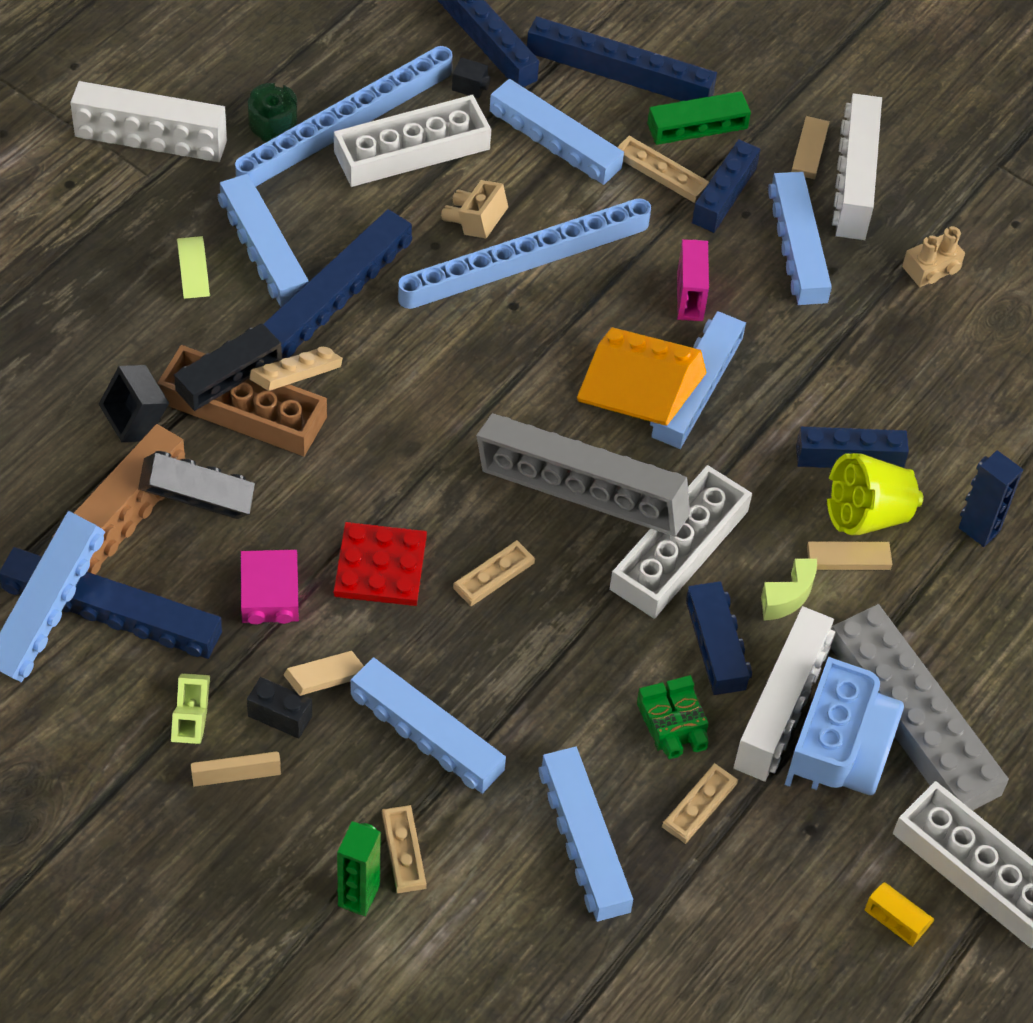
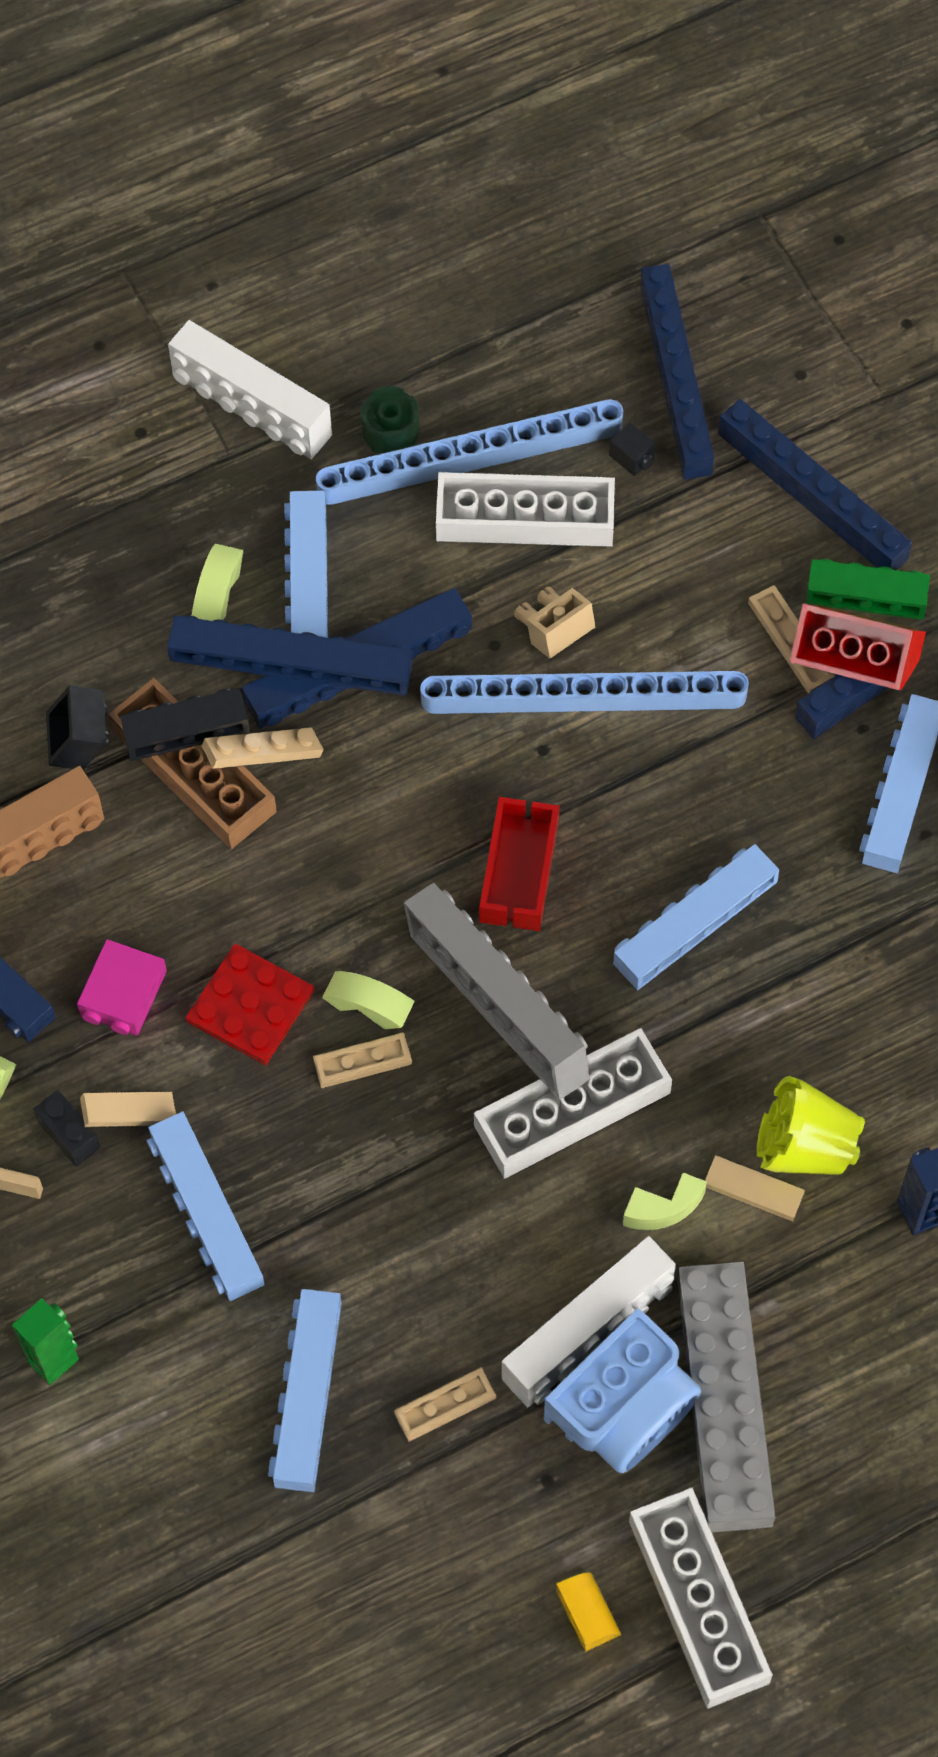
camera: 30 degrees right, 10 degrees up
(196, 485) = (91, 850): brick -> none
(284, 293) = (290, 654): none -> dark blue brick
(403, 849) = (120, 1330): tan tile -> none
(485, 520) = (371, 997): none -> yellowish green brick
(545, 384) = (519, 864): none -> red piece
(556, 131) = (694, 551): light blue brick -> none
(641, 376) = (626, 894): light orange slope -> none
(674, 716) = (461, 1310): green hips -> none
(692, 280) = (747, 795): dark pink brick -> none
(718, 638) = (556, 1229): dark blue brick -> none
(720, 148) = (856, 646): none -> red slope
(825, 445) = (821, 1064): dark blue brick -> none

